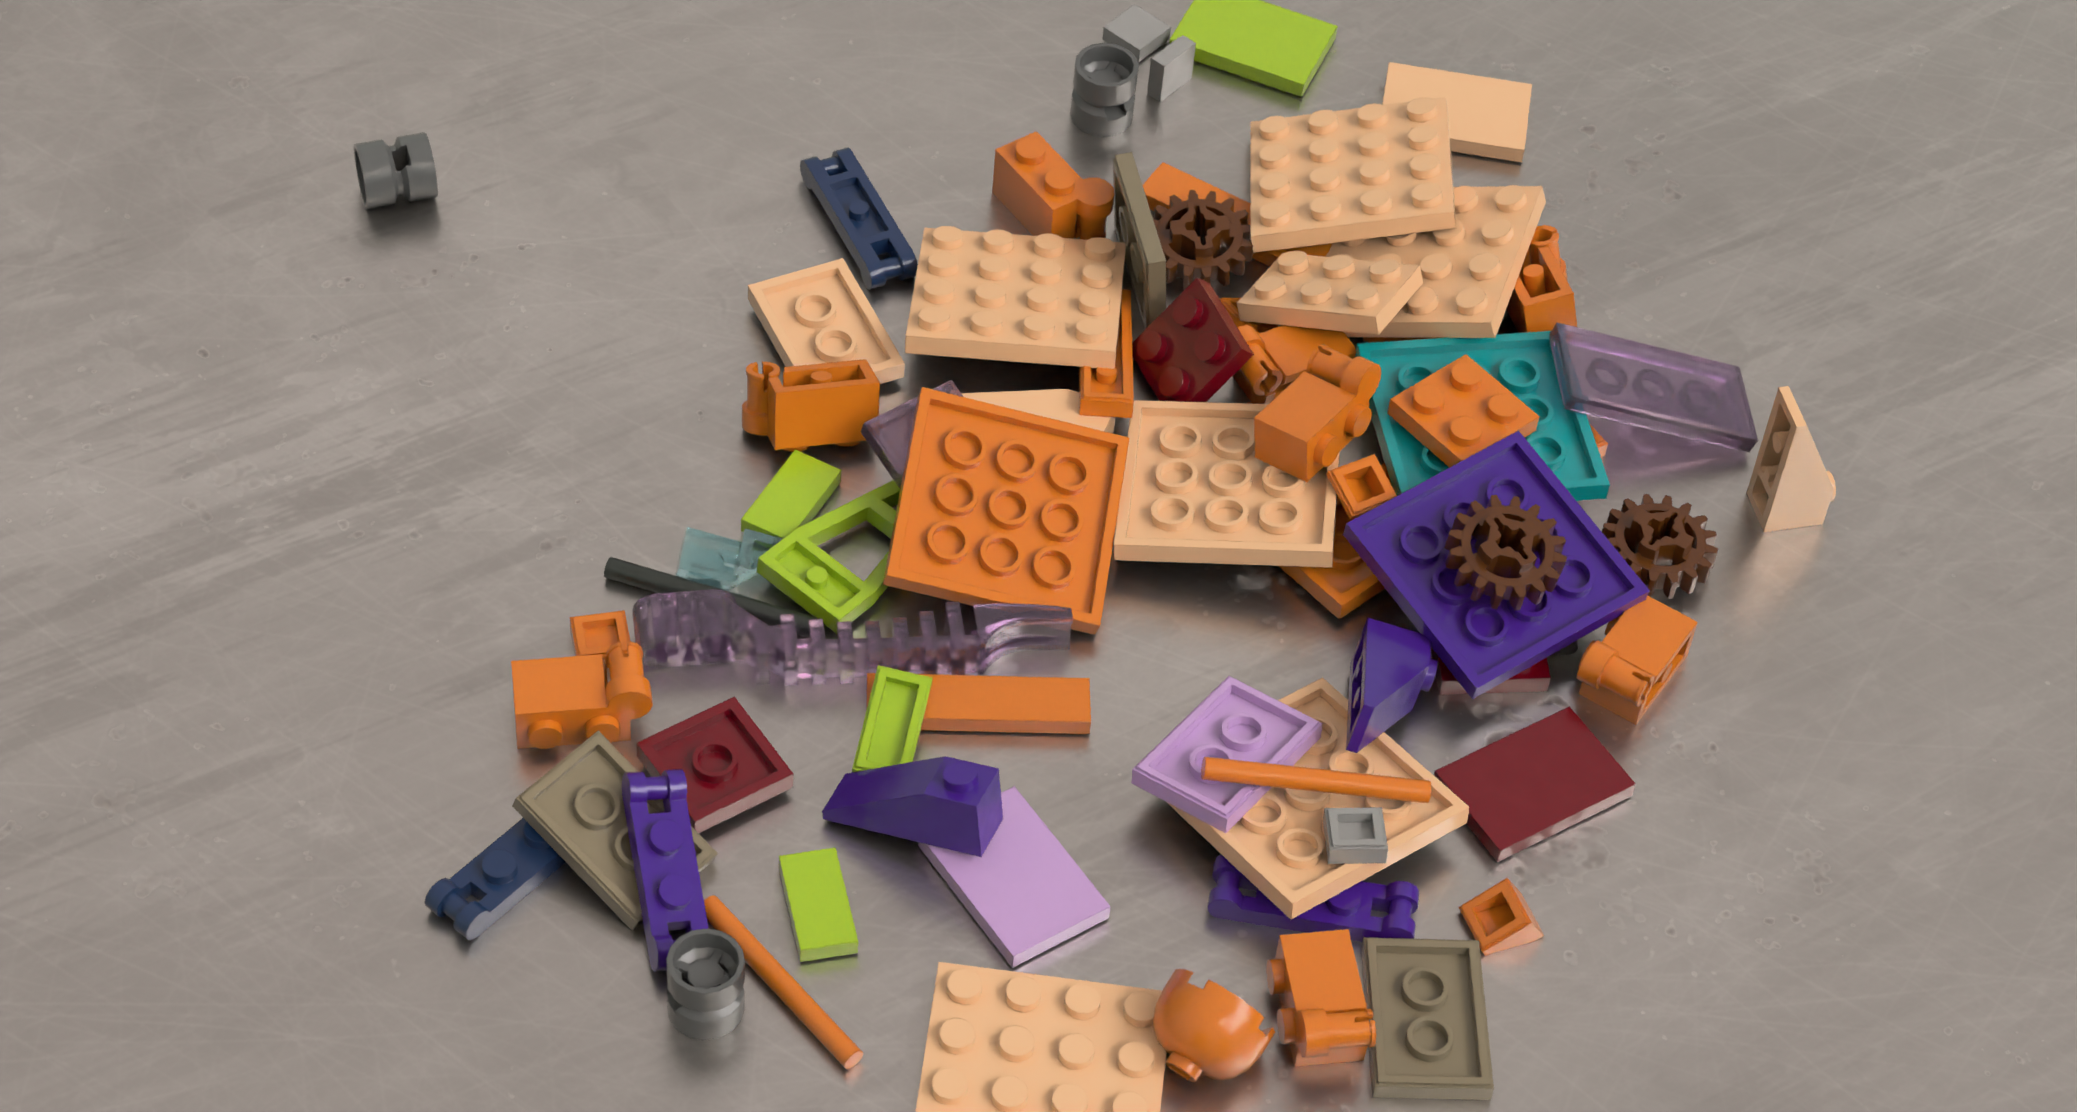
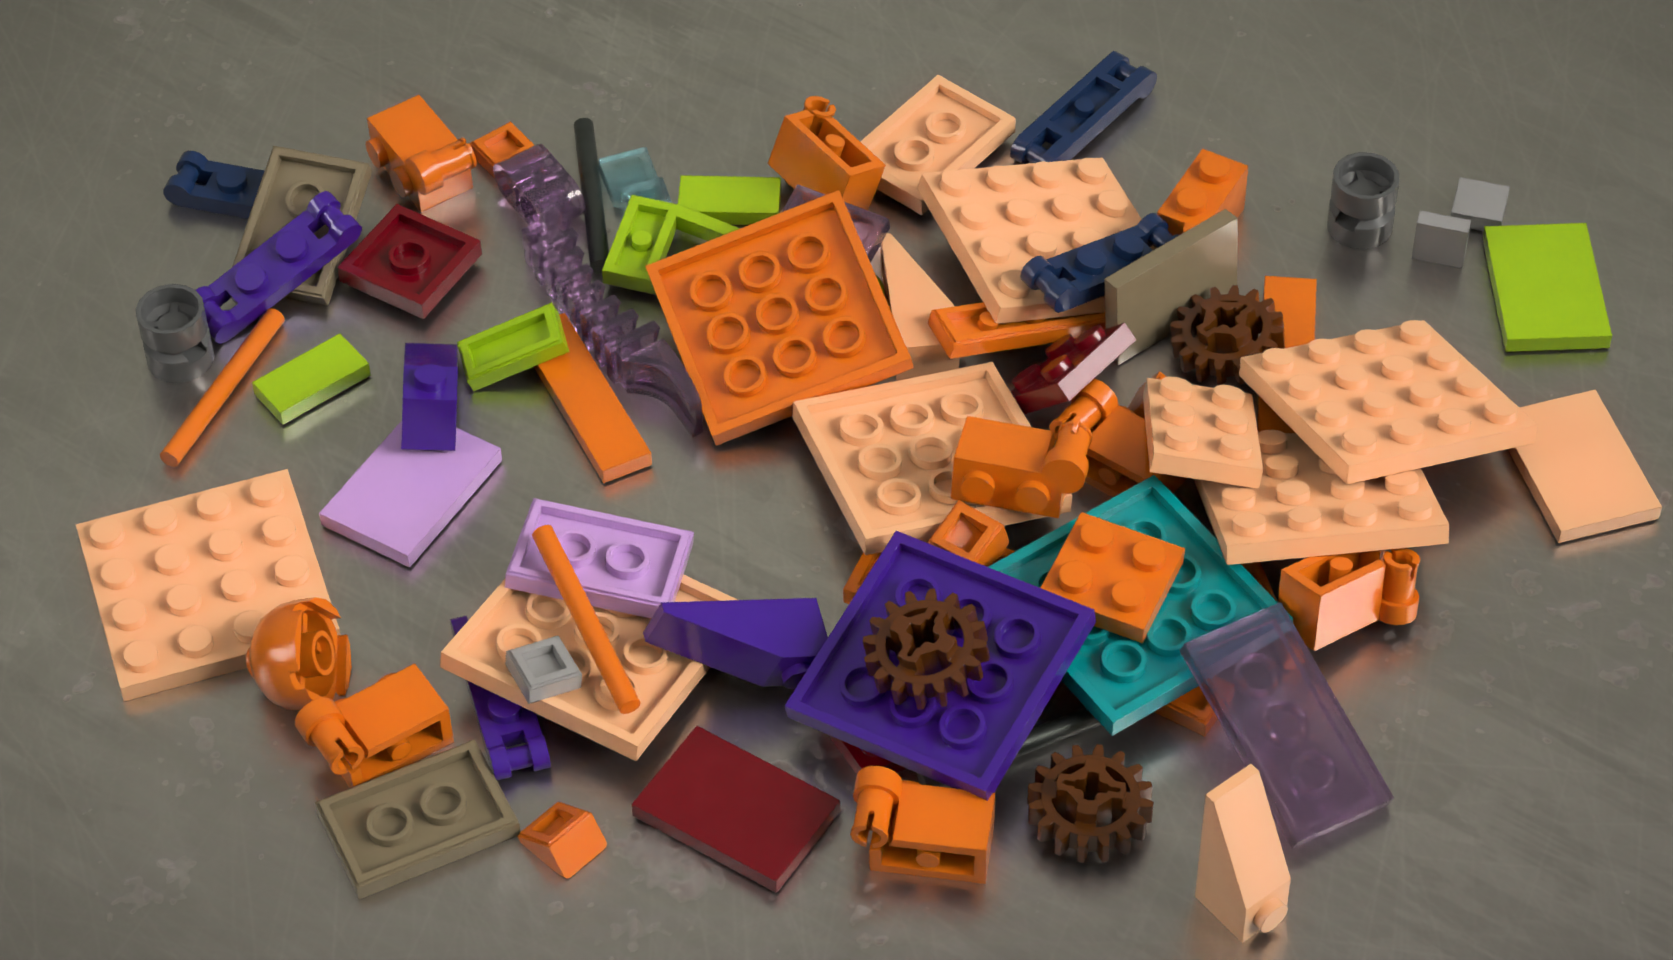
camera: 70 degrees right, 0 degrees up
(1100, 264) = (1080, 273): none -> dark blue plate

